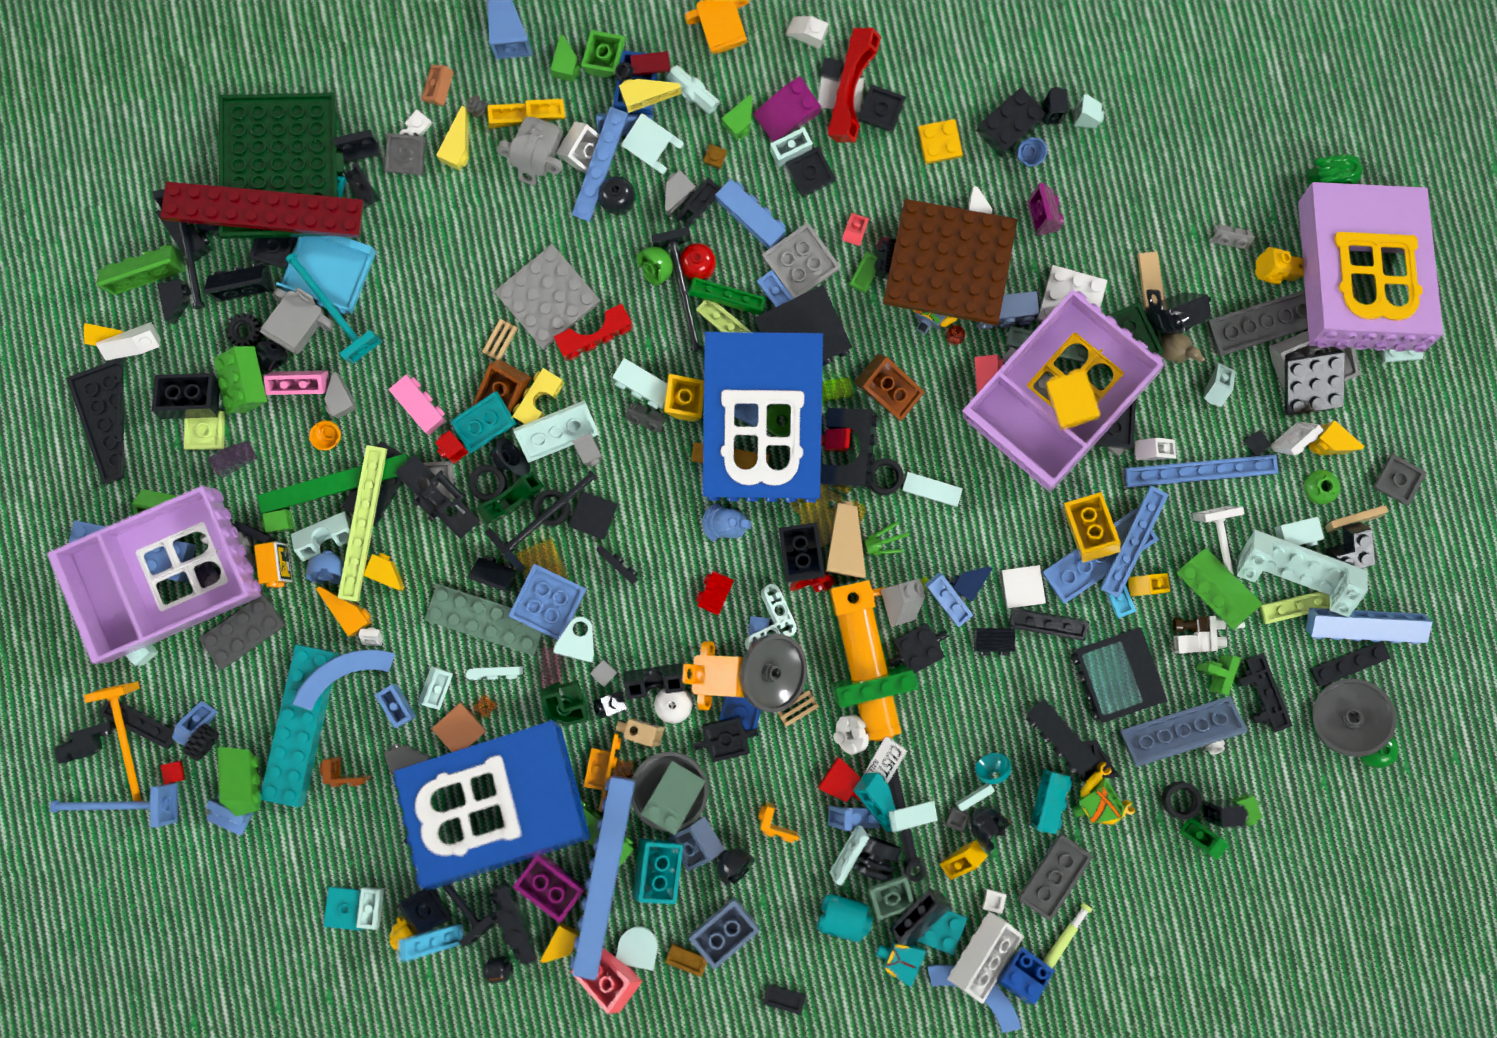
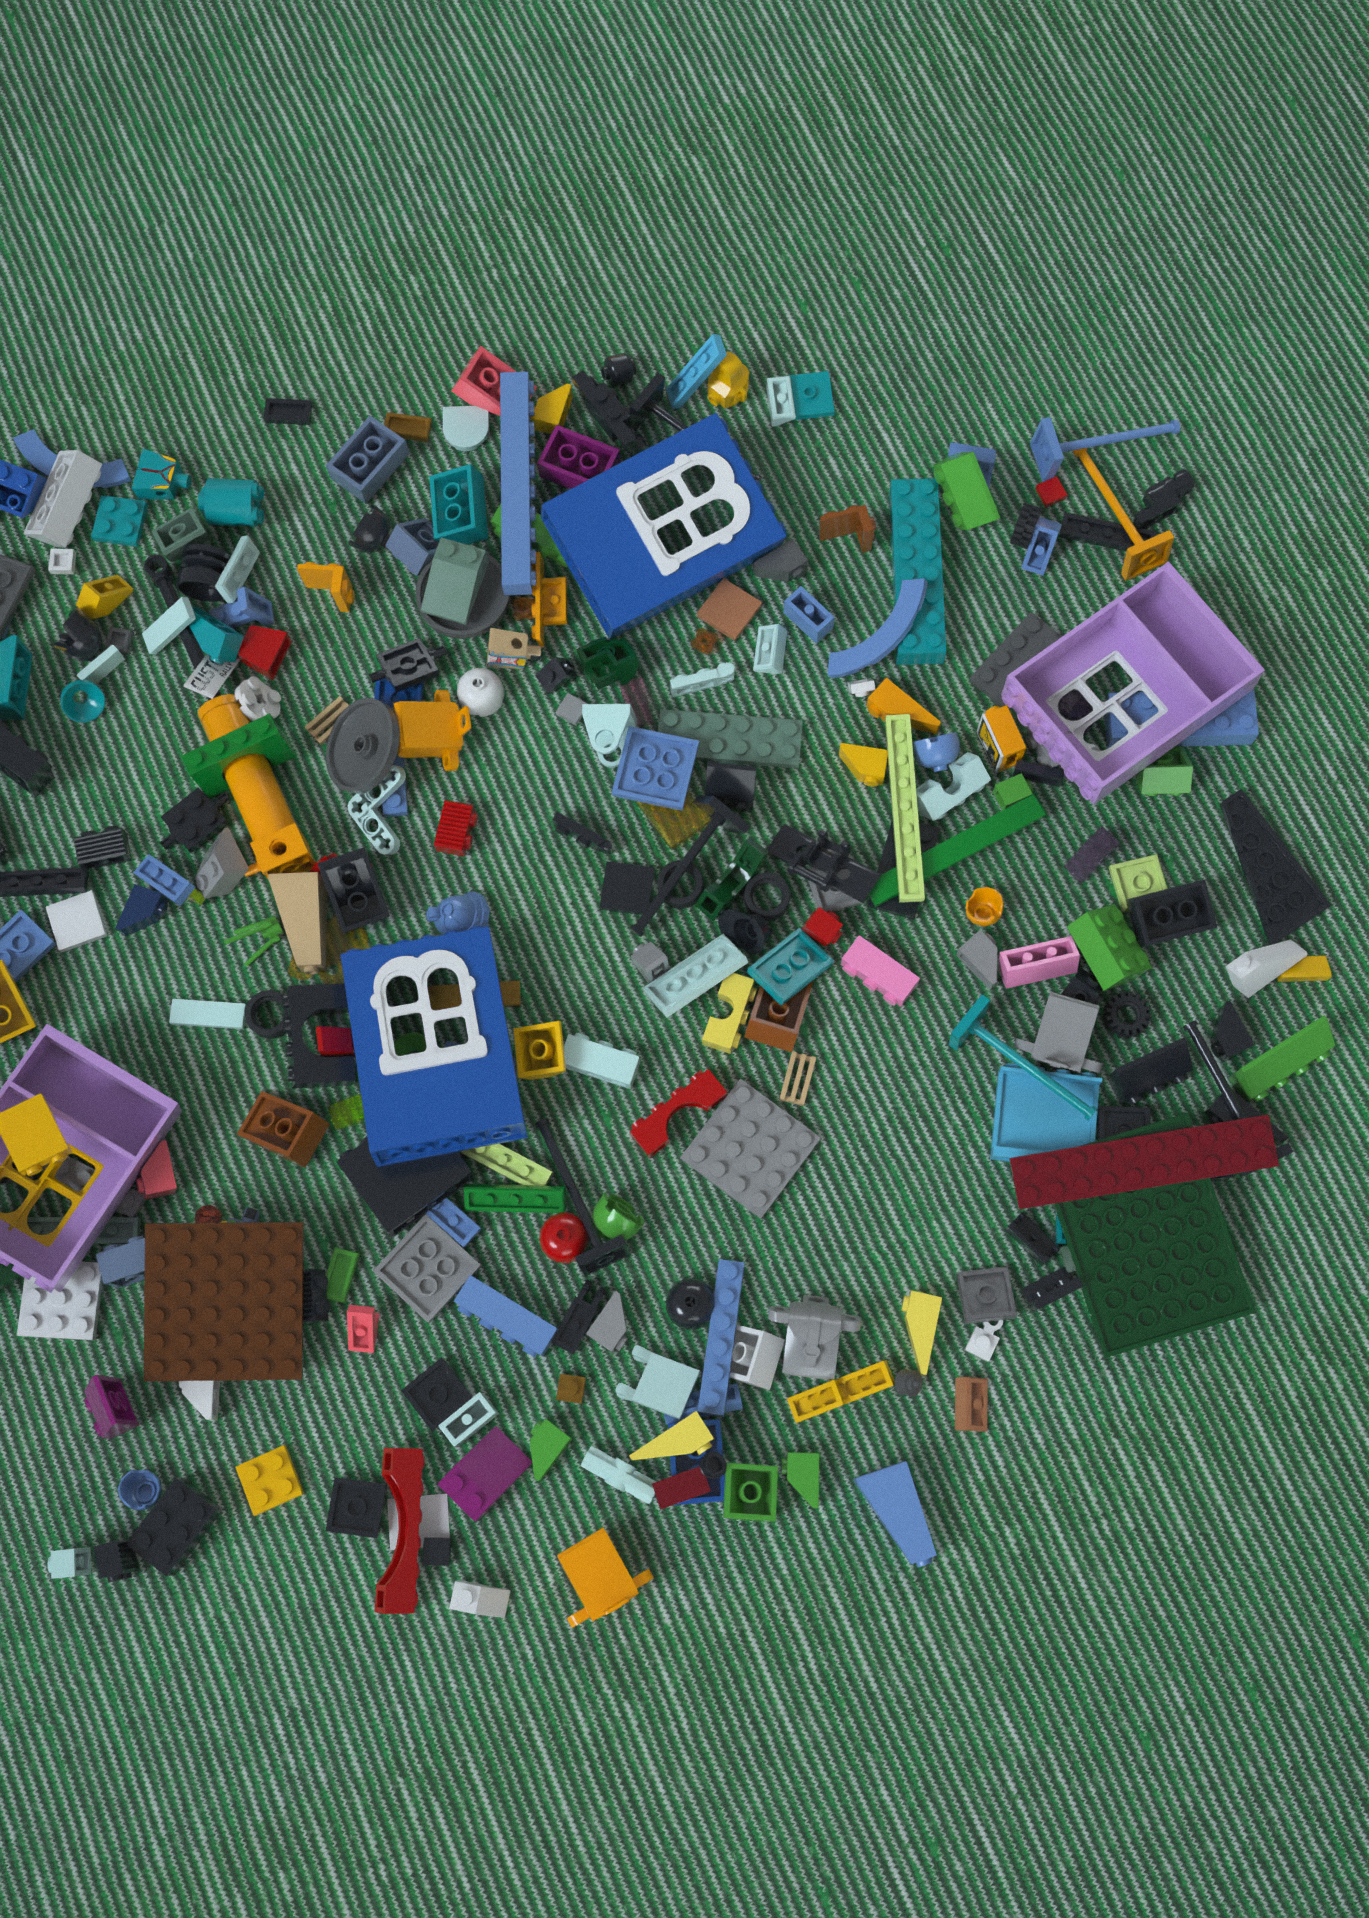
camera: 175 degrees right, 10 degrees down
(423, 911) = (718, 398): black plate -> none
(637, 415) = (578, 1019): dark grey hinge -> none
(640, 681) = (523, 707): black arch -> none
(920, 917) = (143, 520): black brick -> none

